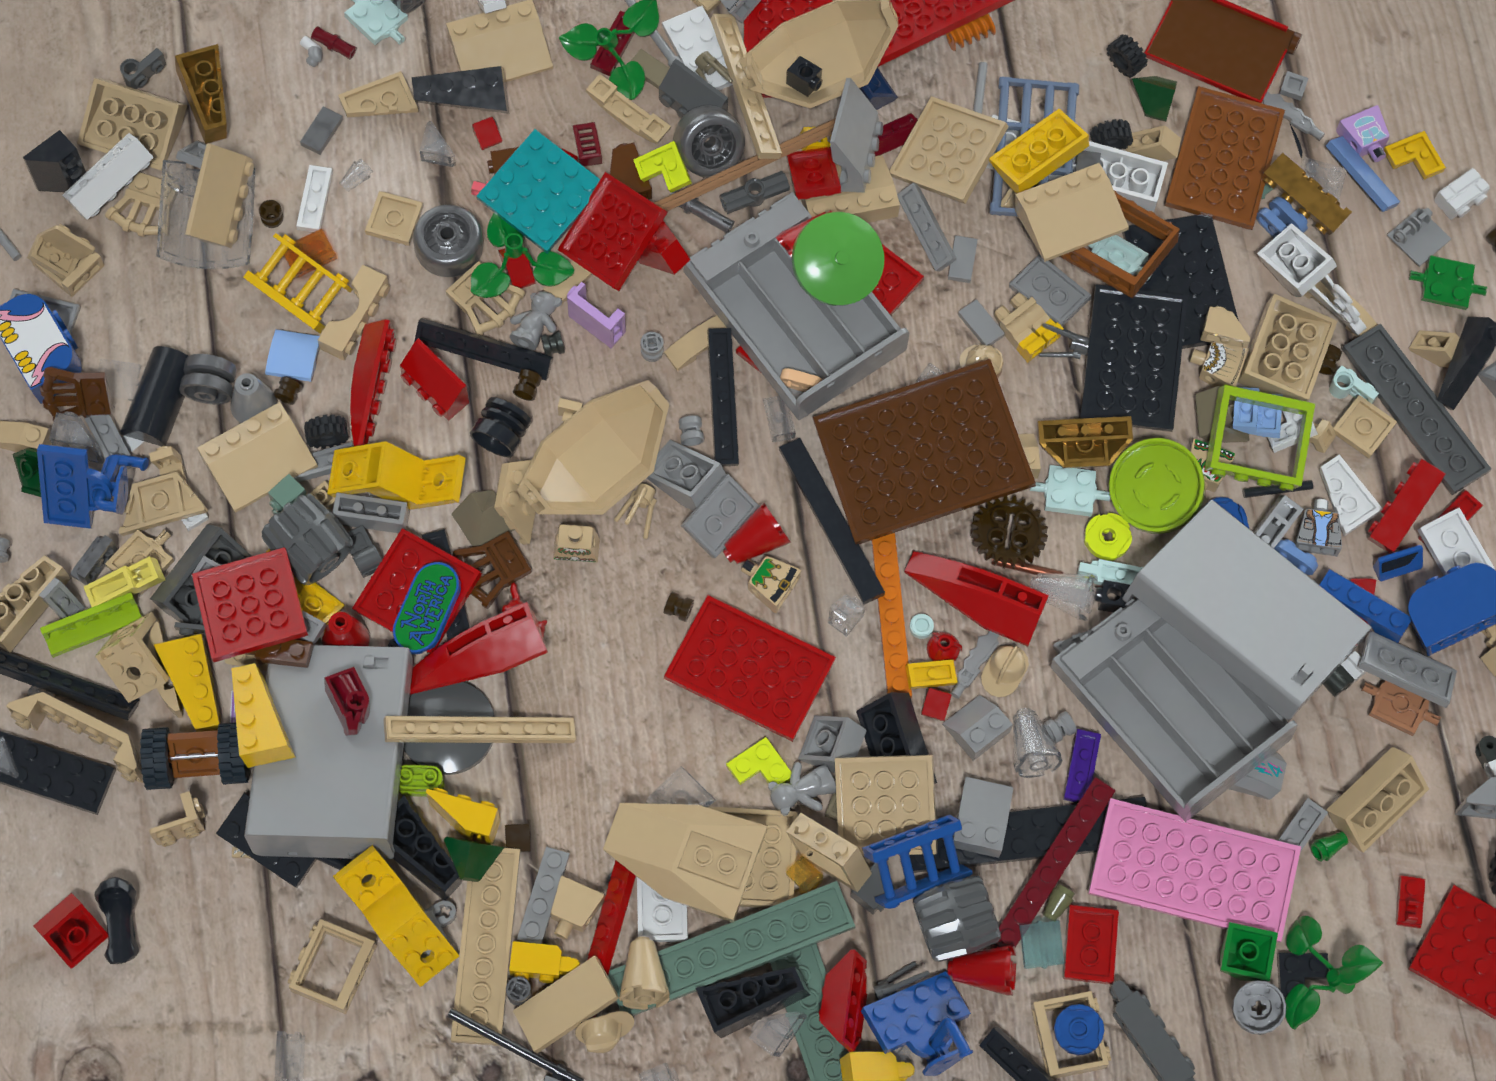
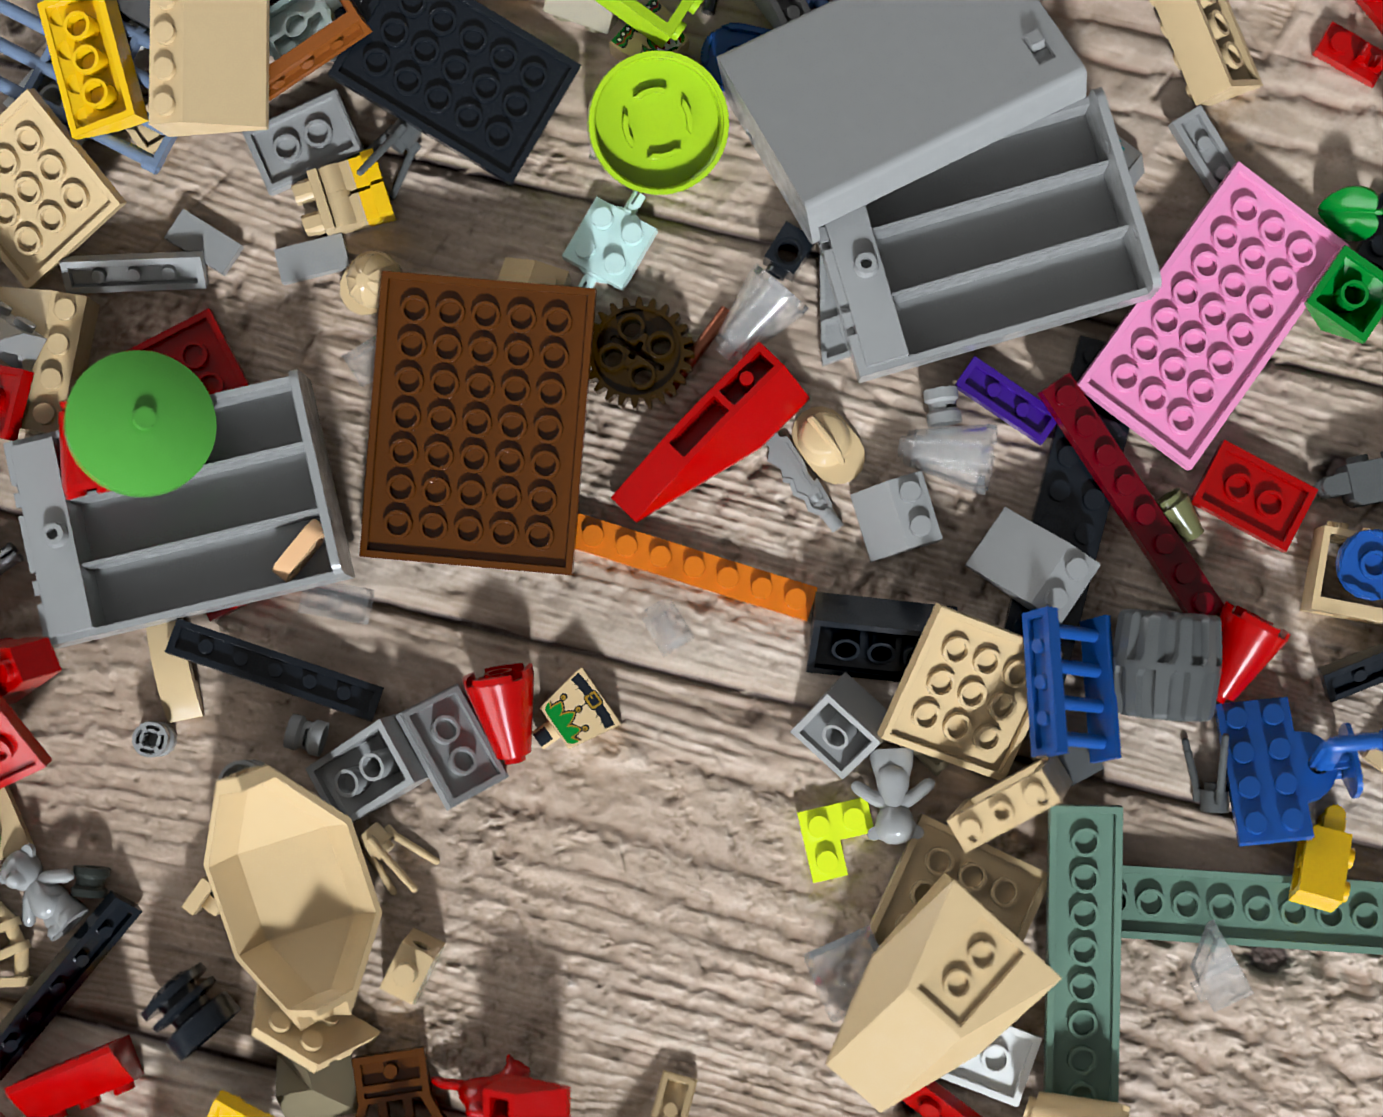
camera: 65 degrees left, 15 degrees up
(527, 385) = (138, 942): dark brown wheel -> none
(605, 329) = (105, 791): lavender panel -> none
(678, 606) = (561, 858): dark brown wheel -> none
(747, 1000) = (1163, 994): black wedge -> none
(750, 668) = (689, 795): red plate -> none
(805, 875) = (1018, 844): clear yellow panel -> none
(831, 521) = (521, 592): black tile -> none
(844, 998) = (1221, 869): red wedge -> none
(921, 626) = (721, 531): light aqua tile -> none
(931, 674) = (799, 549): yellow plate -> none
(936, 704) = (843, 559): red slope -> none
(937, 652) = (764, 528): red piece -> none
(1041, 944) = (1229, 561): clear light blue piece -> none
(1085, 441) = (552, 191): pearl gold wedge -> none
(1109, 549) = (695, 242): neon yellow plate -> none
(1109, 571) = (755, 238): light aqua hinge -> none
(1328, 846) = (1241, 126): green cone -> none

